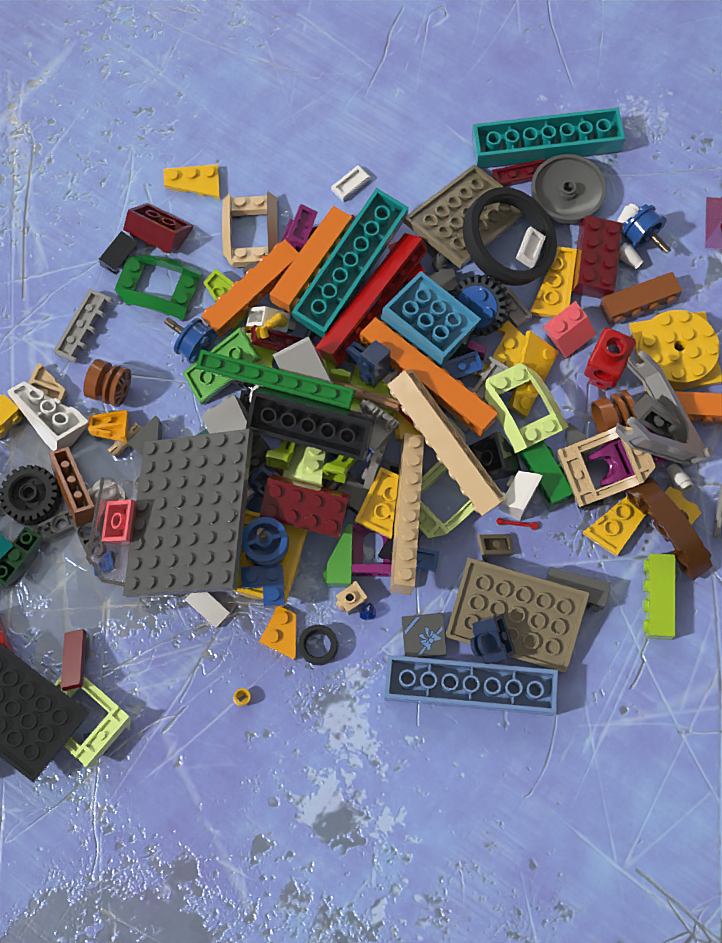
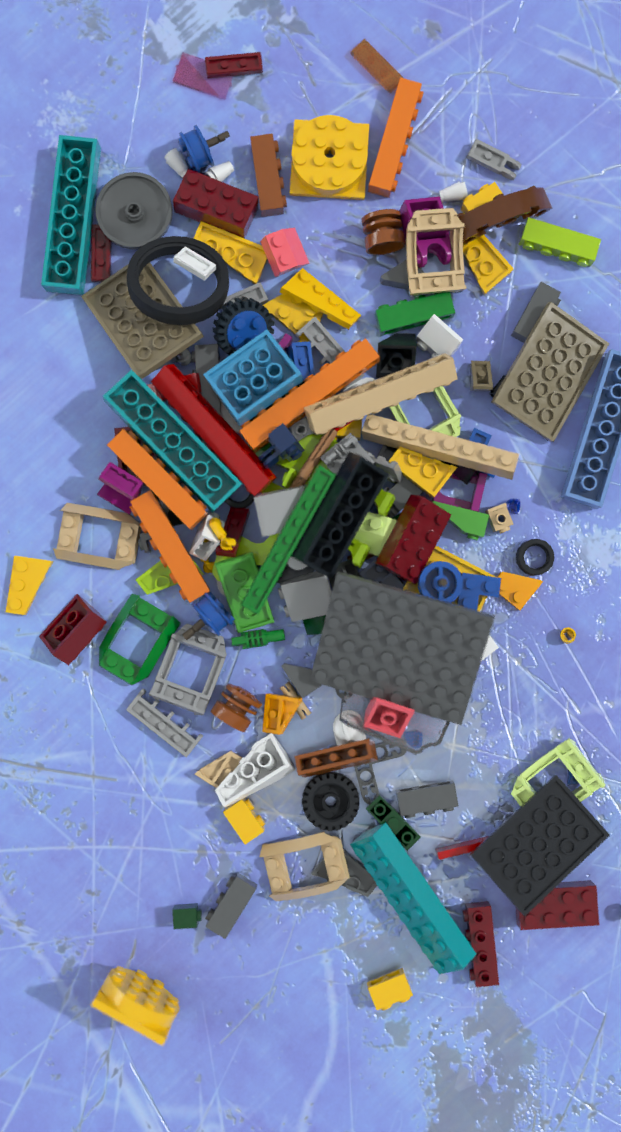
camera: 80 degrees left, 15 degrees up
(46, 588) = (427, 799): none -> dark grey brick
(73, 660) = (502, 782): tile -> none
(111, 327) = (180, 695): none -> light grey wedge
(117, 252) = (92, 674): black hinge -> none
(180, 392) = (258, 638): none -> green hinge
(350, 183) = (69, 425): white tile -> none
(424, 635) = (548, 460): dark grey tile -> none
(492, 639) = (571, 398): dark blue brick -> none
(534, 525) = (466, 337): red hinge -> none
(535, 431) = (384, 308): yellowish green wedge -> none
(609, 356) = (330, 230): red piece -> none
(656, 416) = (404, 192): dark grey hinge -> none
(687, 446) = (422, 175): light grey piece -> none

